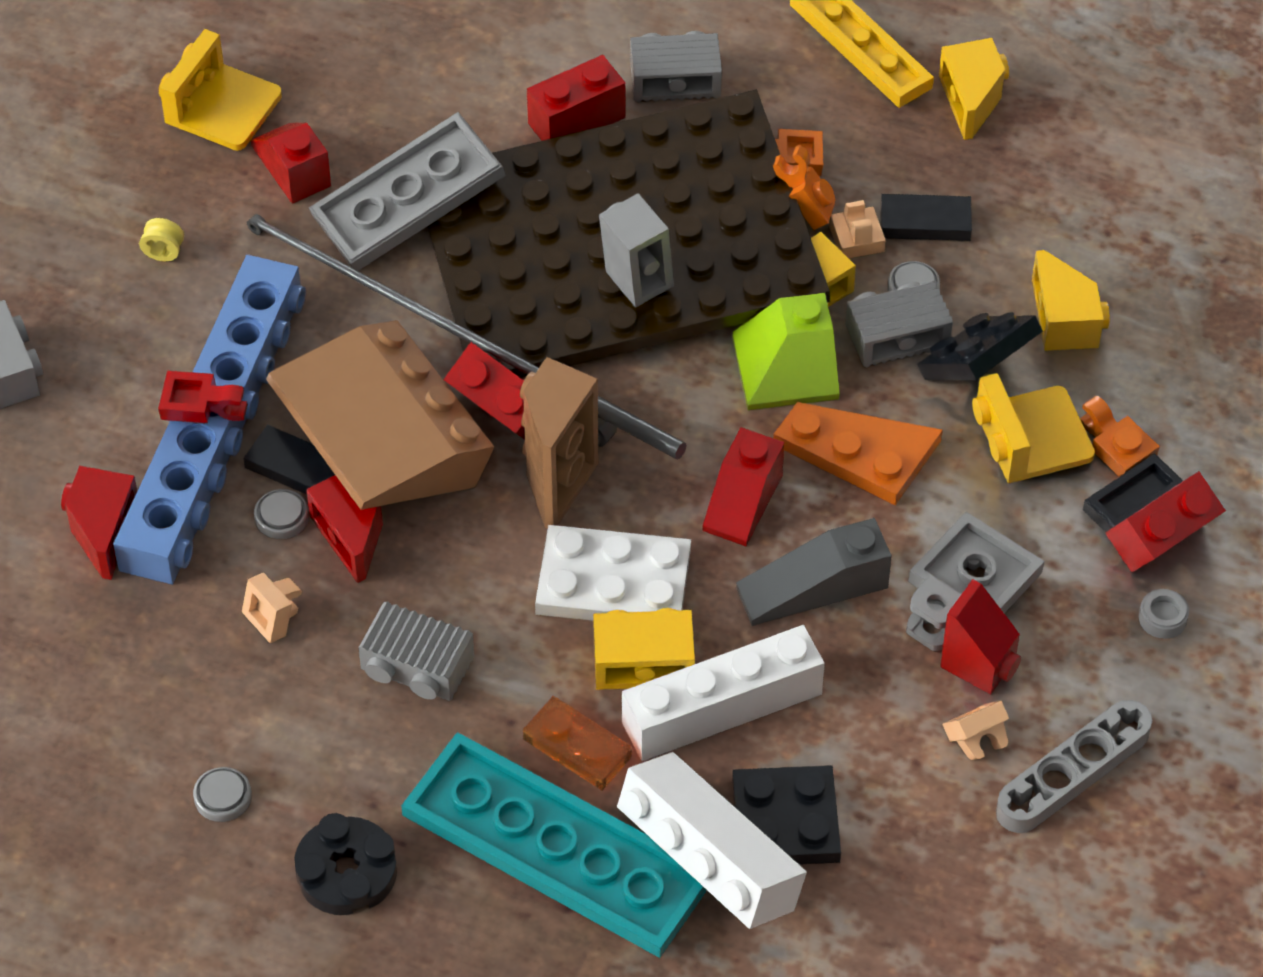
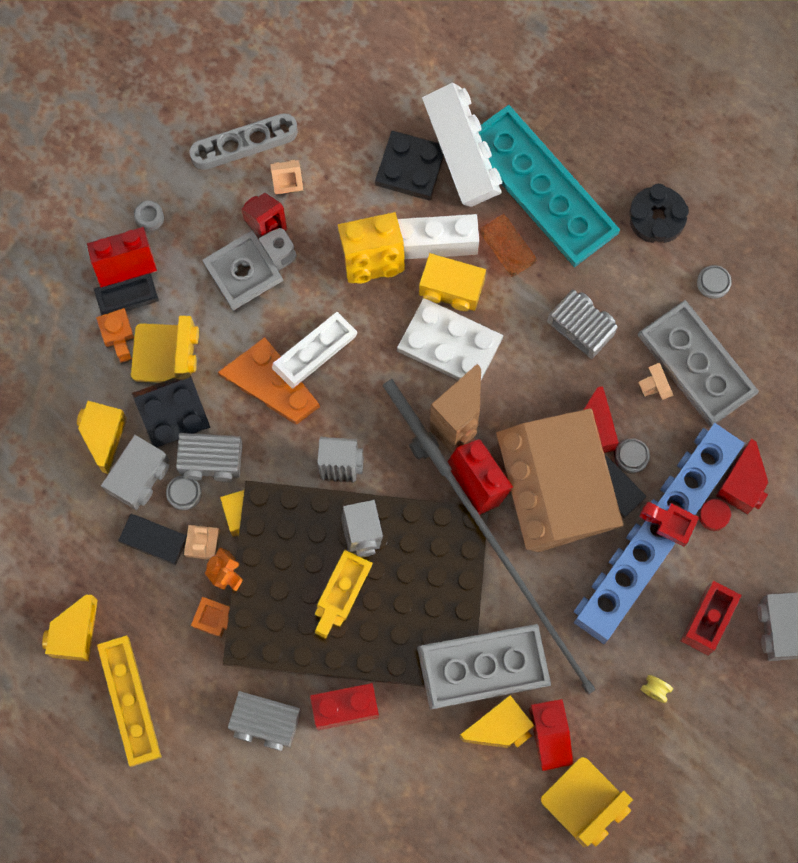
camera: 160 degrees left, 20 degrees up
(107, 325) = (711, 618): none -> red brick
(132, 461) = (714, 515): none -> red tile
(216, 665) = (698, 363): none -> light grey tile
(365, 137) = (500, 726): none -> yellow slope
(636, 173) = (341, 591): none -> yellow hinge
(708, 351) = (339, 459): none -> light grey brick
(744, 486) = (351, 370): red slope -> none
(788, 354) = (286, 457): lime slope -> none
(791, 625) = (372, 248): none -> yellow bracket
(811, 485) = (314, 350): none -> white plate
(819, 573) = (327, 296): dark grey slope -> none
(990, 270) = (136, 473): none -> light grey brick

